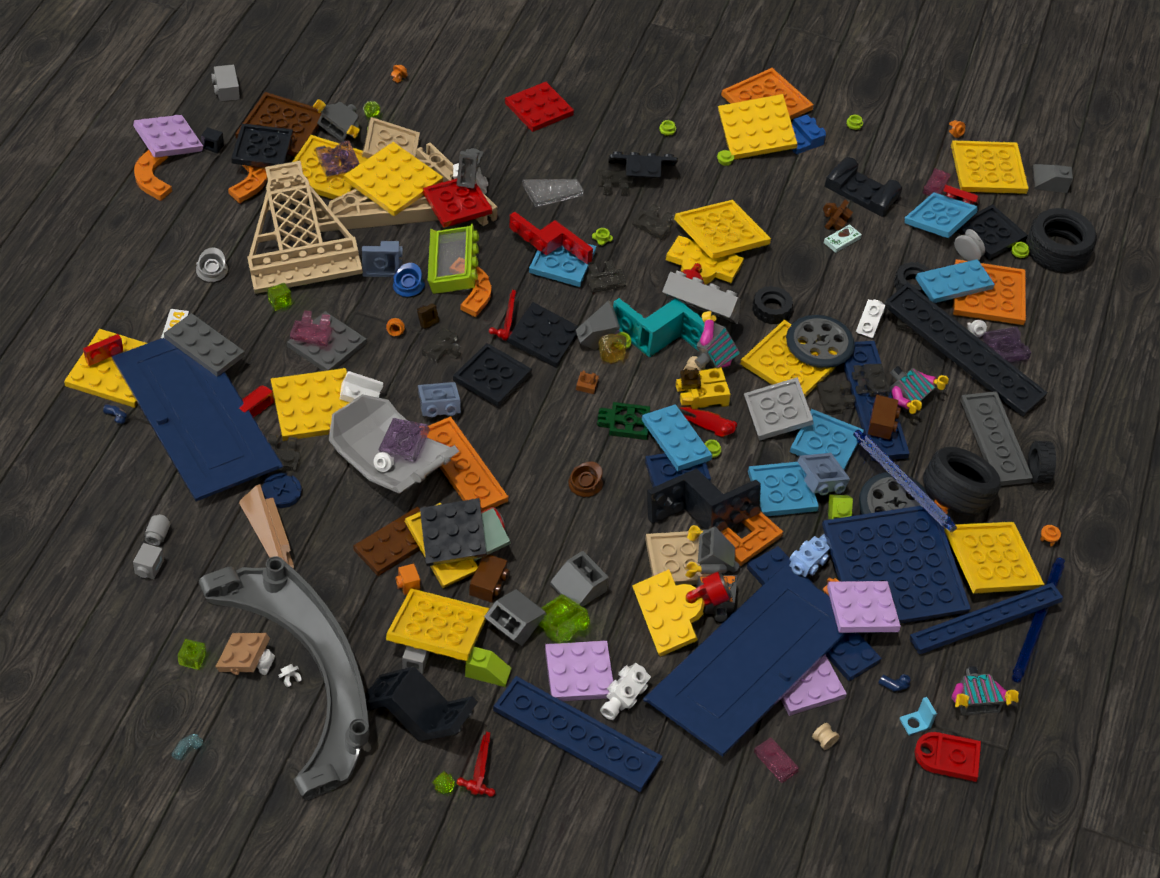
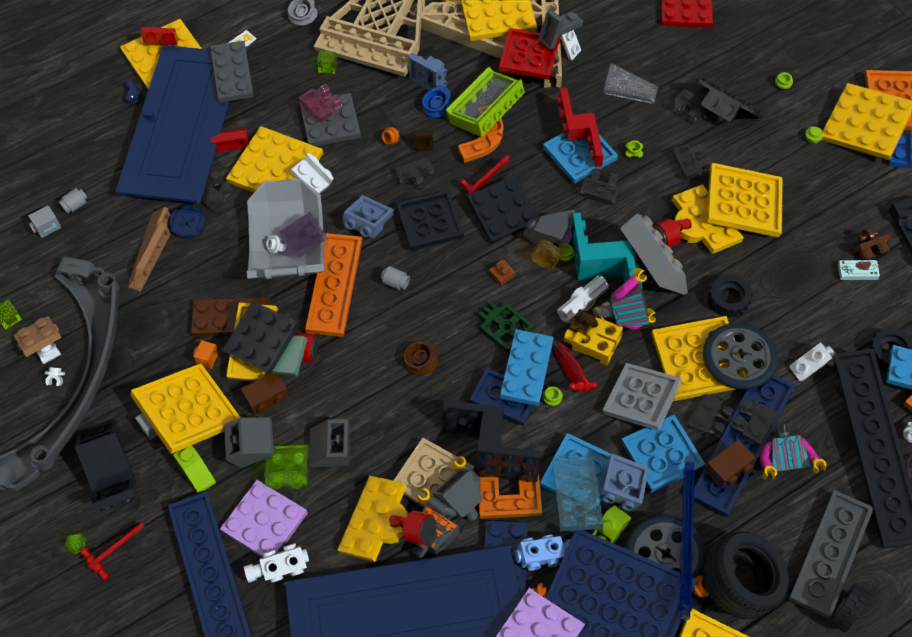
camera: 45 degrees right, 10 degrees up
(508, 432) = (395, 278): none -> light grey brick
(669, 366) = (583, 298): none -> white piece
(801, 498) = (577, 494): none -> clear light blue plate

